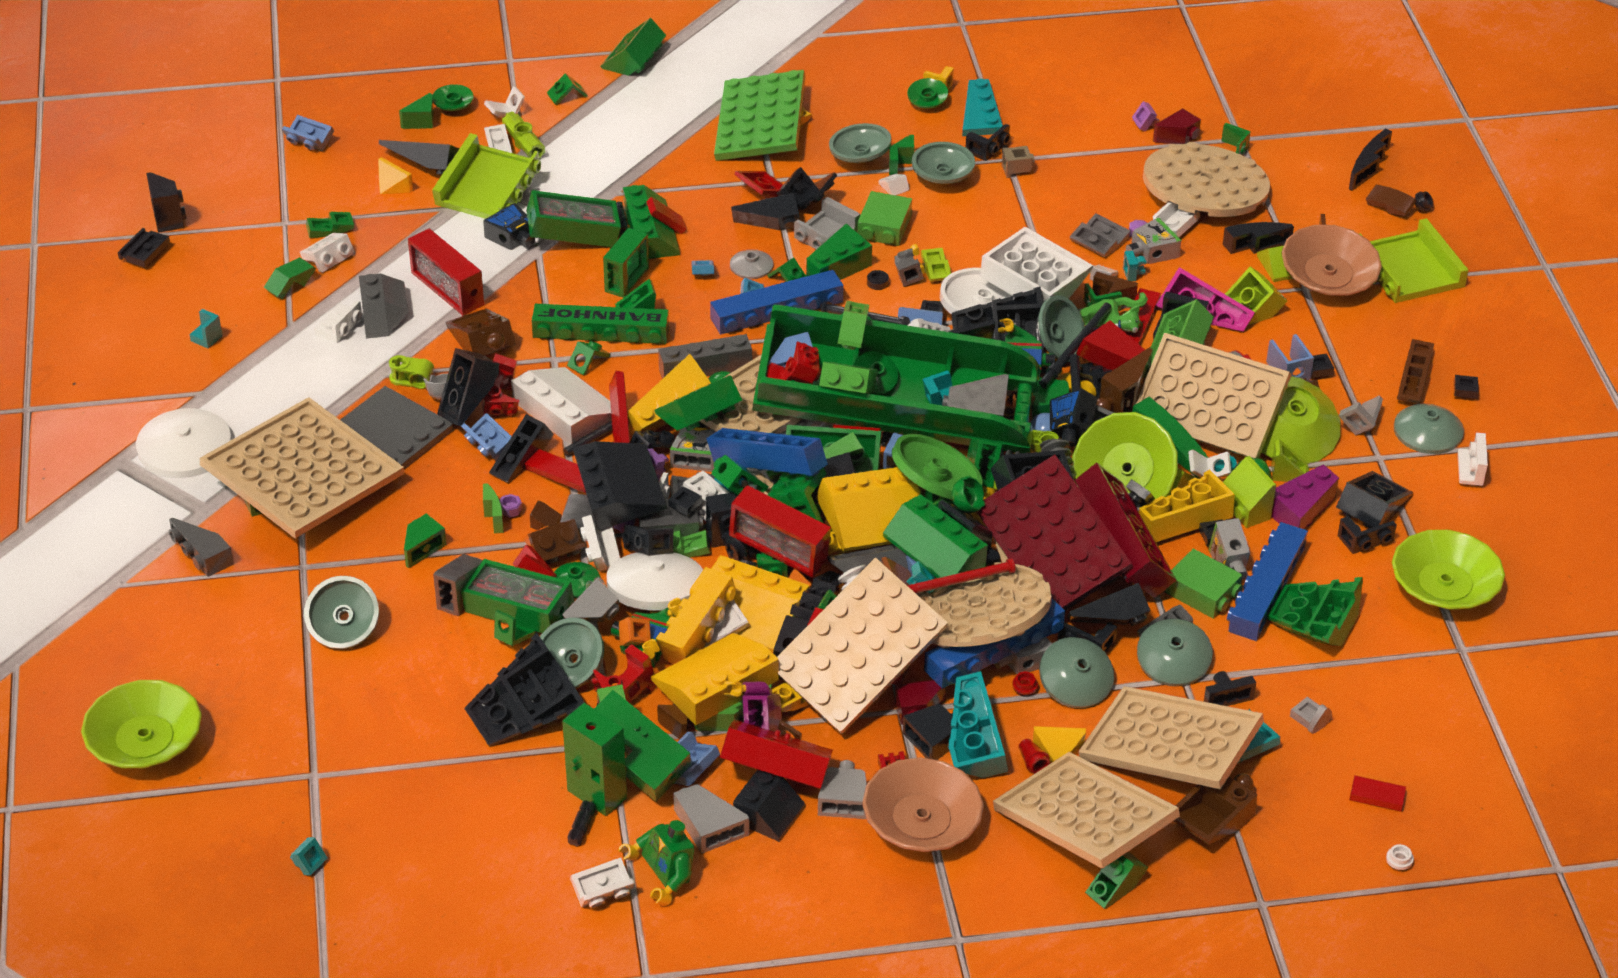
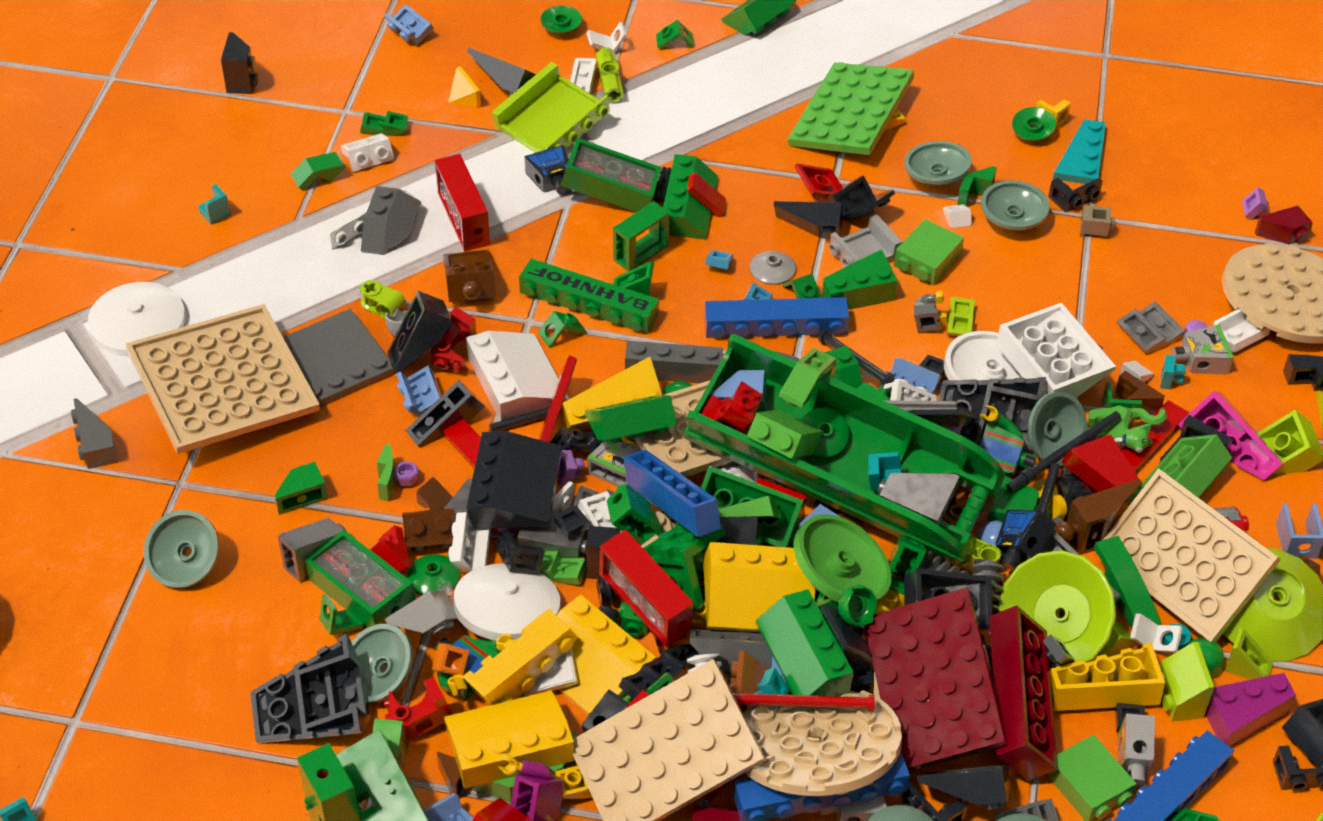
camera: 20 degrees right, 5 degrees up
(144, 247) = (202, 105): black plate -> none
(418, 114) = (522, 28): green slope -> none
(877, 280) = (893, 318): black tile -> none

